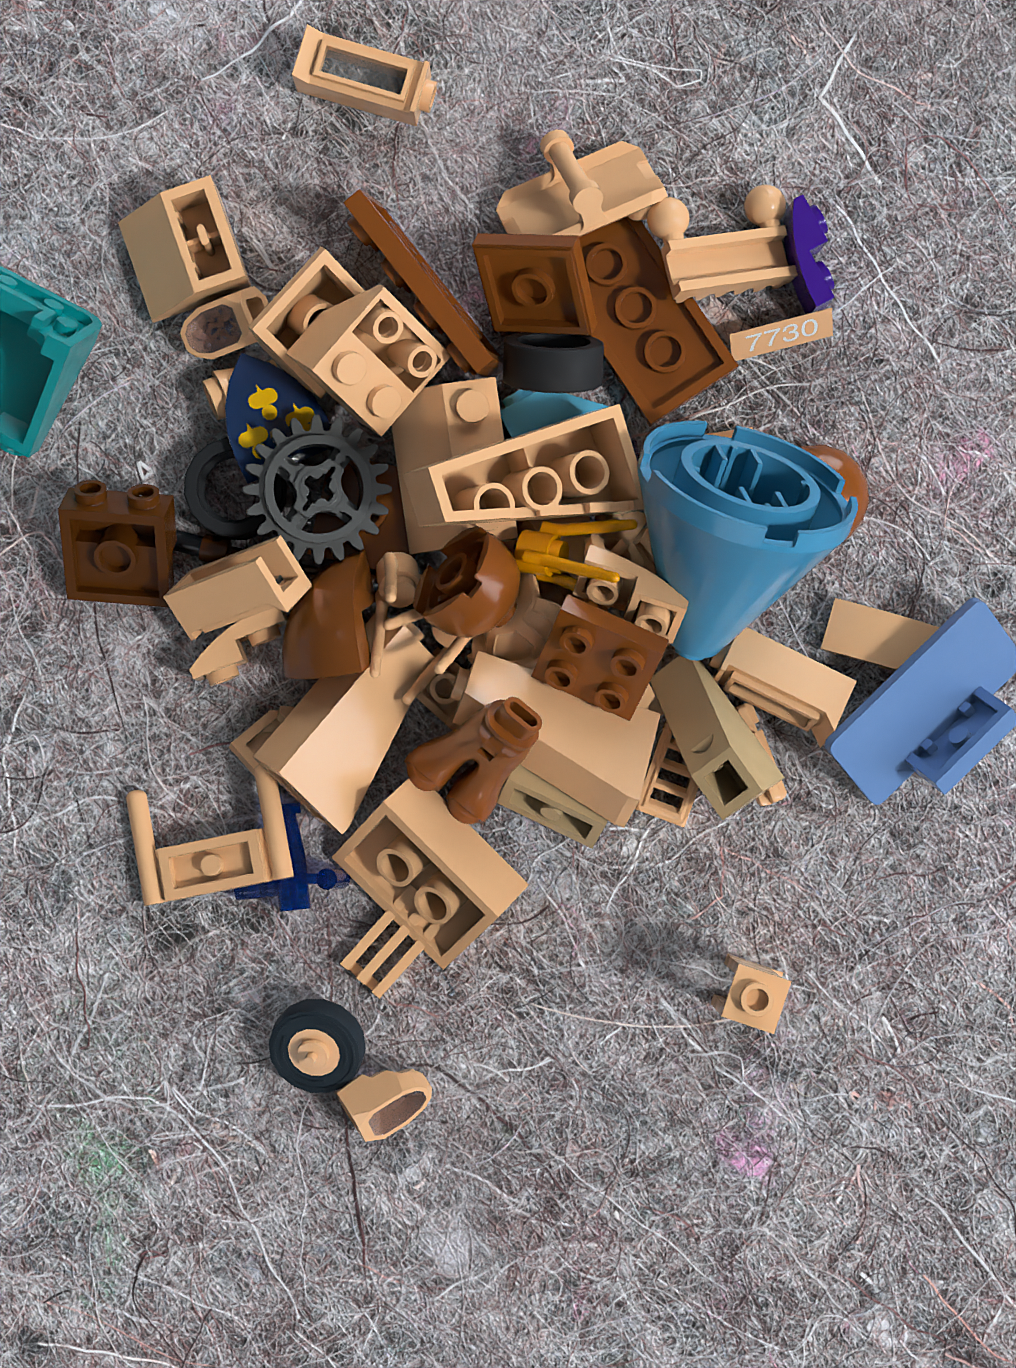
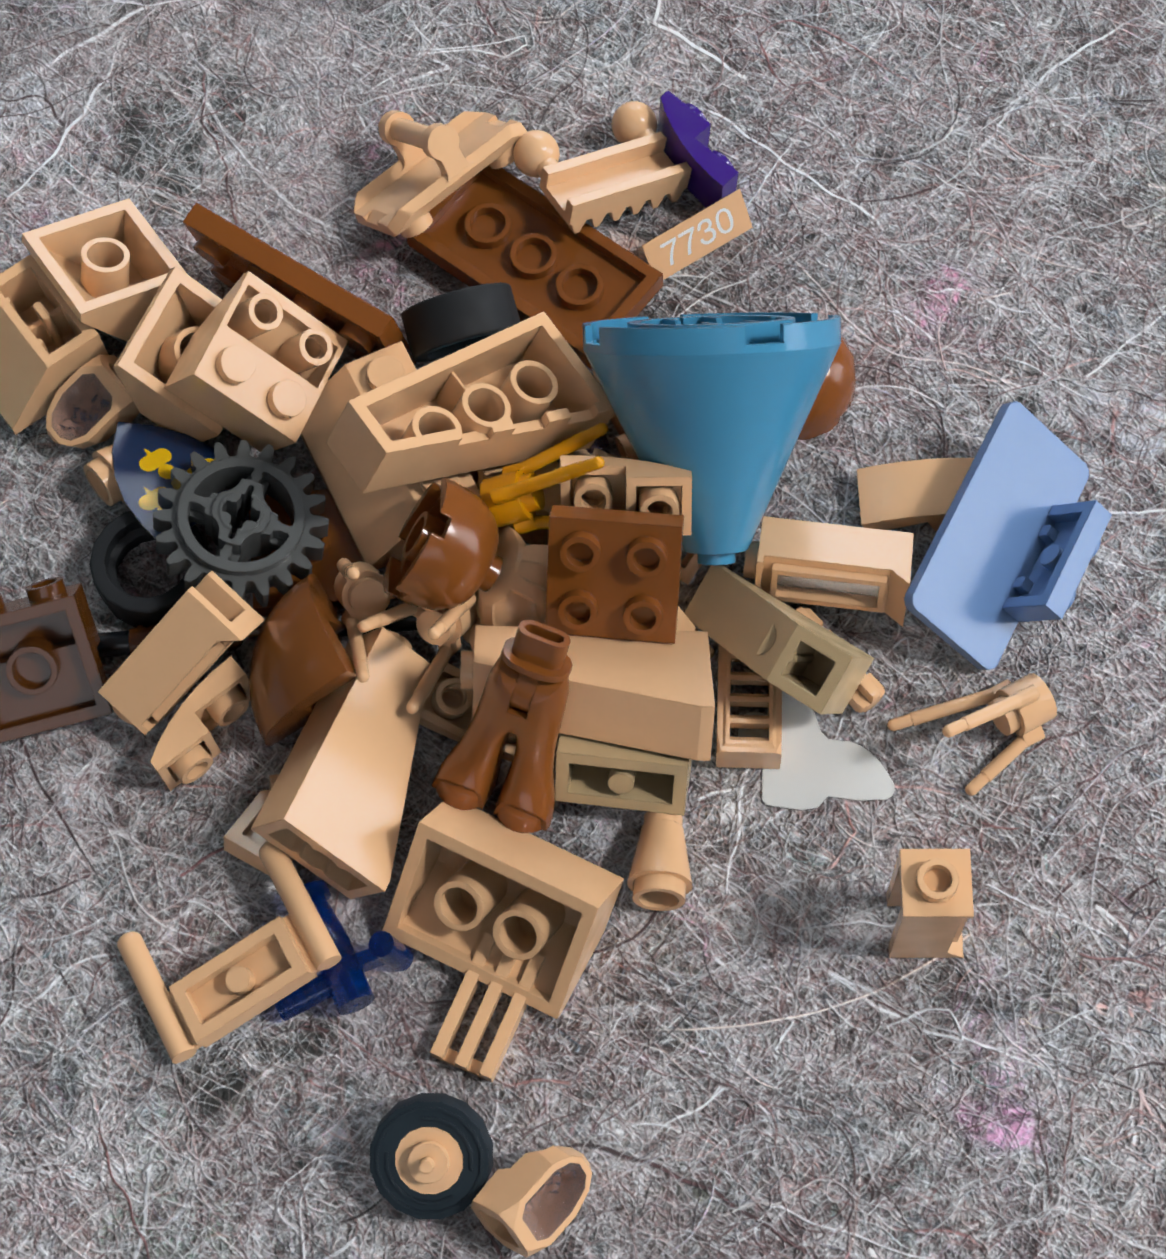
camera: 20 degrees left, 20 degrees down
(269, 209) = (104, 265): none -> light nougat slope
(363, 77) = (174, 135): light nougat window -> none
(535, 283) = (415, 247): dark orange plate -> none
(562, 877) = (660, 864): none -> light nougat cone
(710, 838) = (818, 766): none -> white sticker
(884, 848) = (1012, 706): none -> light nougat plant

